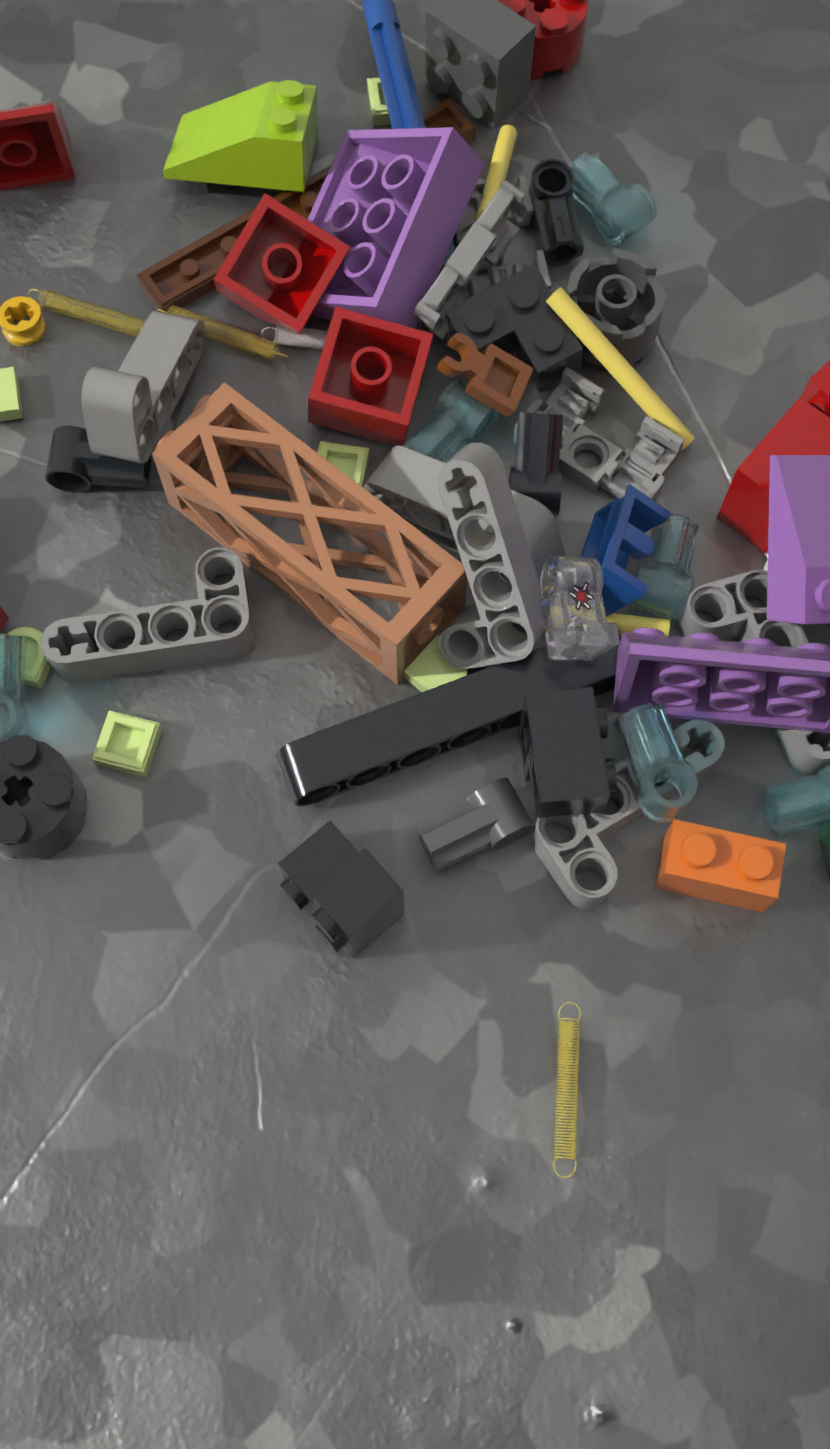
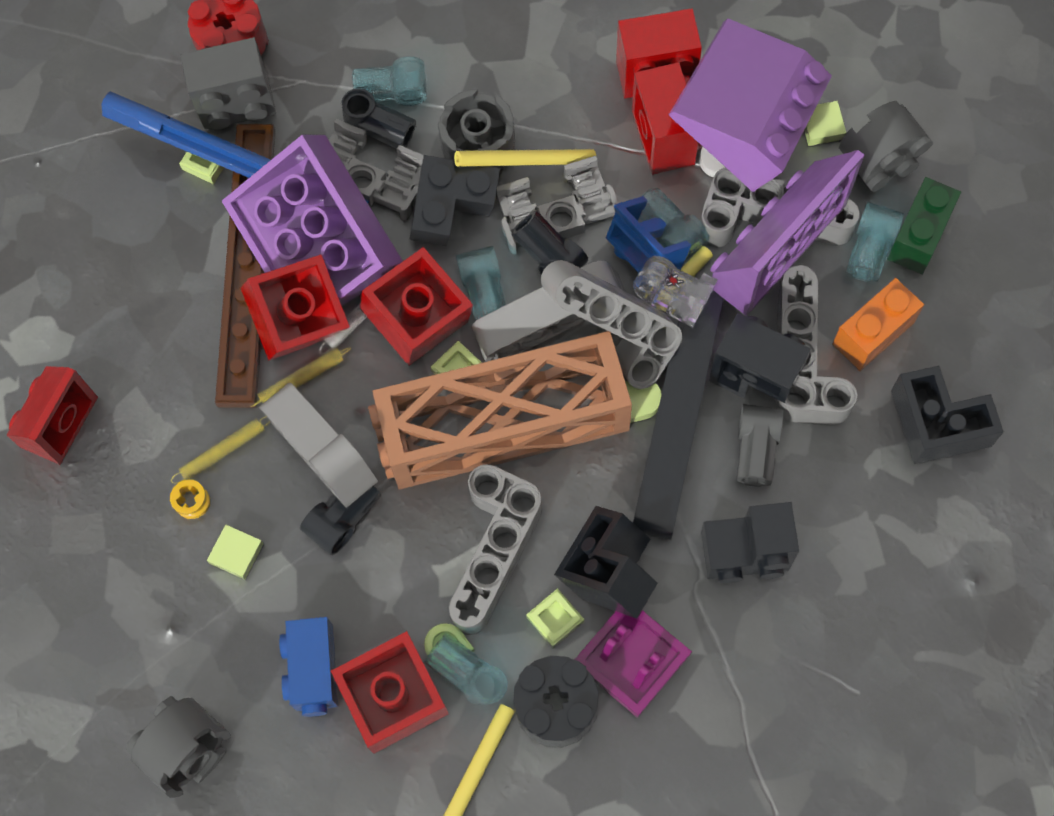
camera: 50 degrees left, 0 degrees up
(131, 849) = (633, 659): none -> magenta plate
(211, 745) = (604, 565): none -> black brick
(249, 139) = (171, 266): lime slope -> none
(484, 240) = (387, 189): light grey piece -> none
(493, 375) = (476, 231): dark orange plate -> none
(499, 165) = (313, 127): light yellow piece -> none
(564, 1065) = (933, 488): light yellow piece -> none
(640, 1016) = (936, 425): none -> black brick
(656, 758) = (798, 310): clear light blue piece -> none

